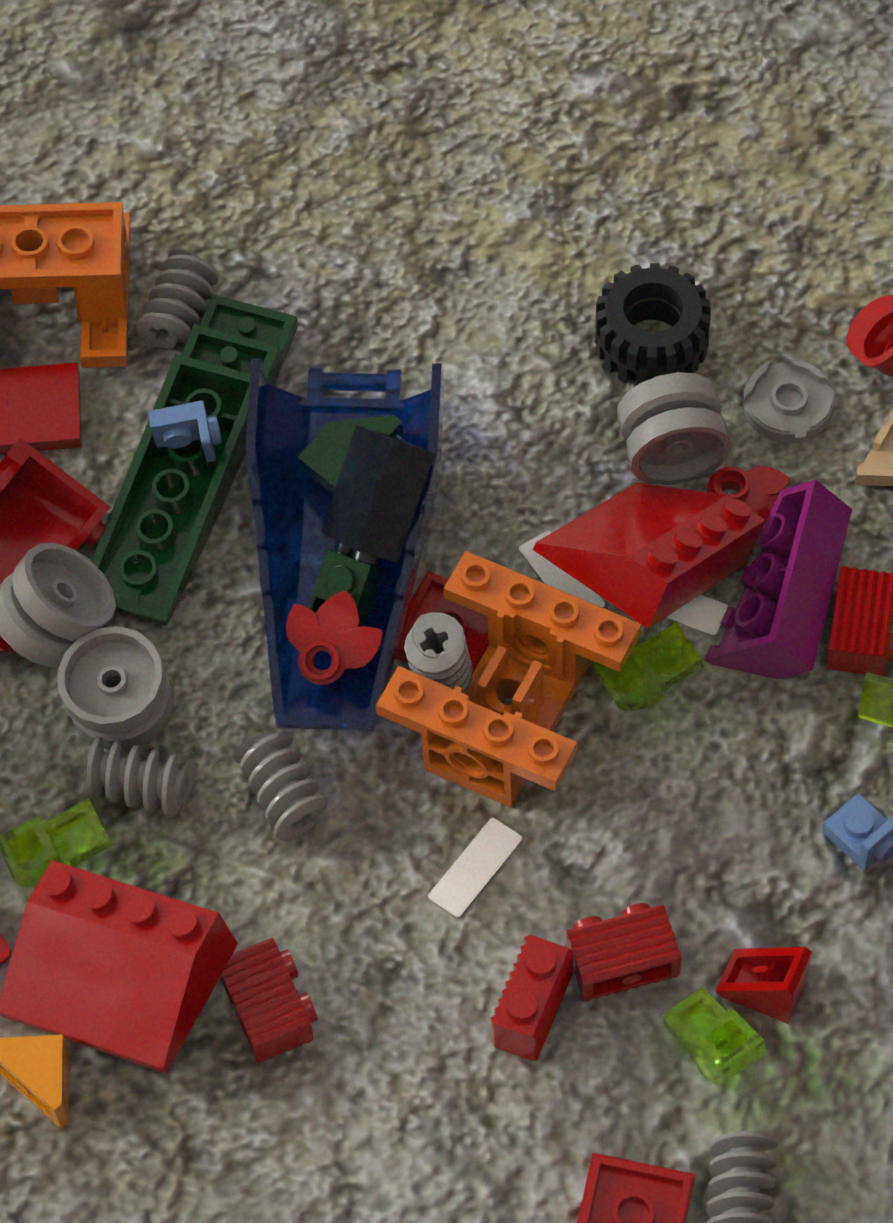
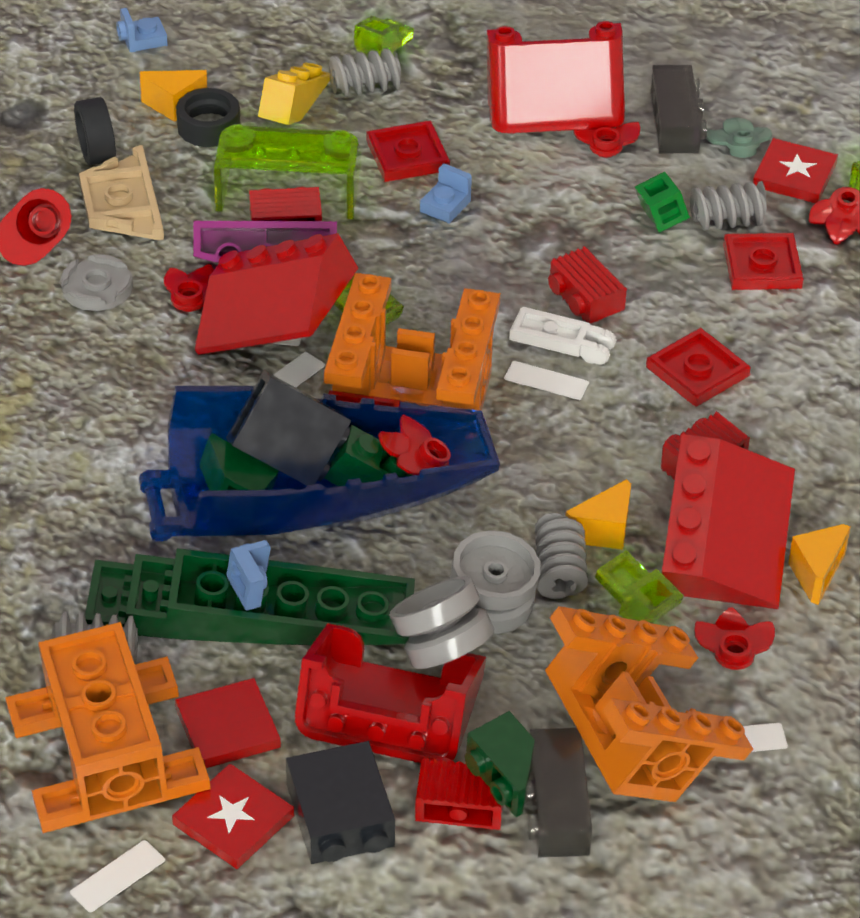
camera: 110 degrees left, 15 degrees down
(186, 850) = (604, 516): none -> light orange slope
(281, 783) = (532, 475): light grey piece -> none
(439, 650) = (412, 377): light grey piece -> none
(440, 1056) = (698, 367): none -> red tile
(531, 997) = (643, 318): red brick -> none
(541, 891) = (562, 335): none -> white hinge
(652, 296) = (55, 348): black tyre -> none
(673, 428) = (159, 310): light grey wheel -> none
(714, 1037) = (635, 230): clear neon green brick -> none
(766, 979) = (577, 213): red slope -> none
(779, 1100) = (662, 201): none -> green brick

